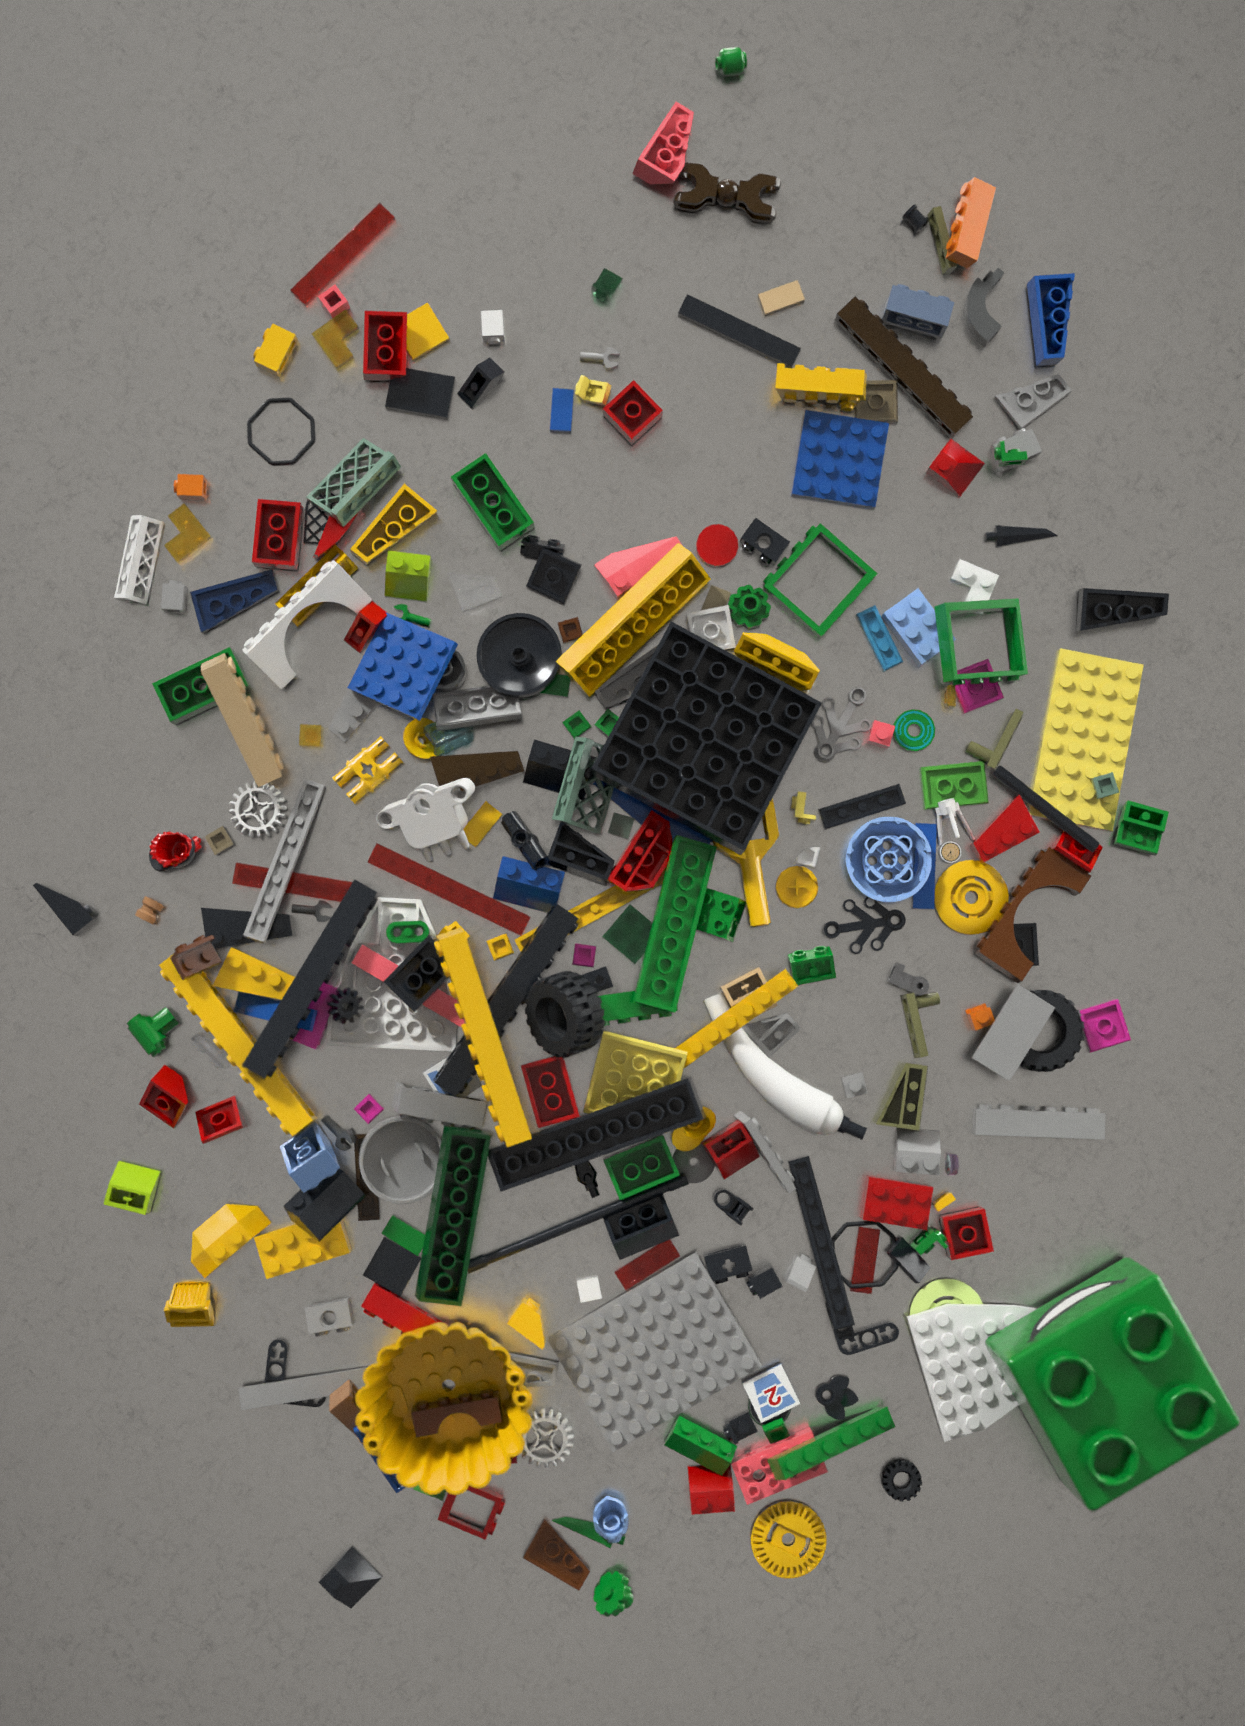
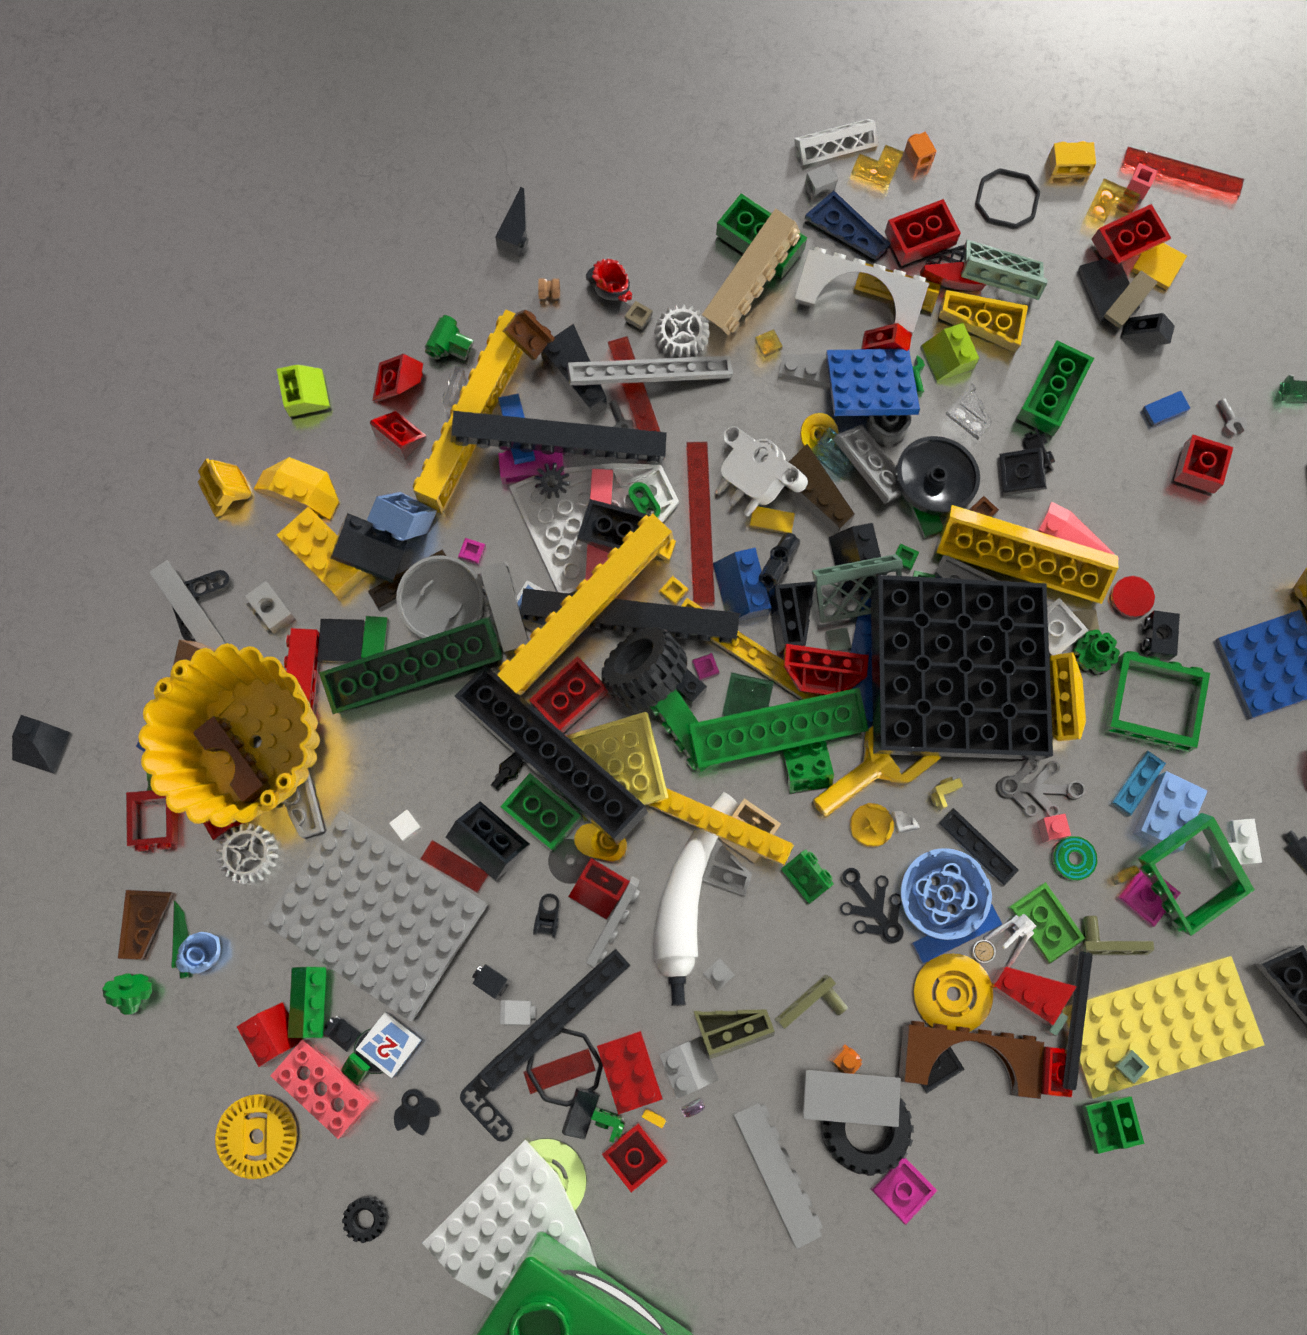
camera: 65 degrees right, 10 degrees down
(252, 976) = (536, 390): yellow wedge -> none
(340, 1134) = (436, 541): dark grey bar -> none
(355, 768) = (762, 393): yellow pin -> none
(443, 381) = (1130, 299): none -> dark tan tile
(484, 1260) = (537, 848): black piece -> none
(492, 326) = (1201, 315): white brick -> none
(529, 1322) = (347, 783): yellow slope -> none
(592, 391) = (1198, 422): light yellow bracket -> none
(735, 1254) = (488, 927): black brick -> none
(831, 1443) = (366, 1126): green brick -> none
(907, 982) = (842, 973): flat silver leg -> none
(1041, 826) = (1055, 1029): none -> sand green tile

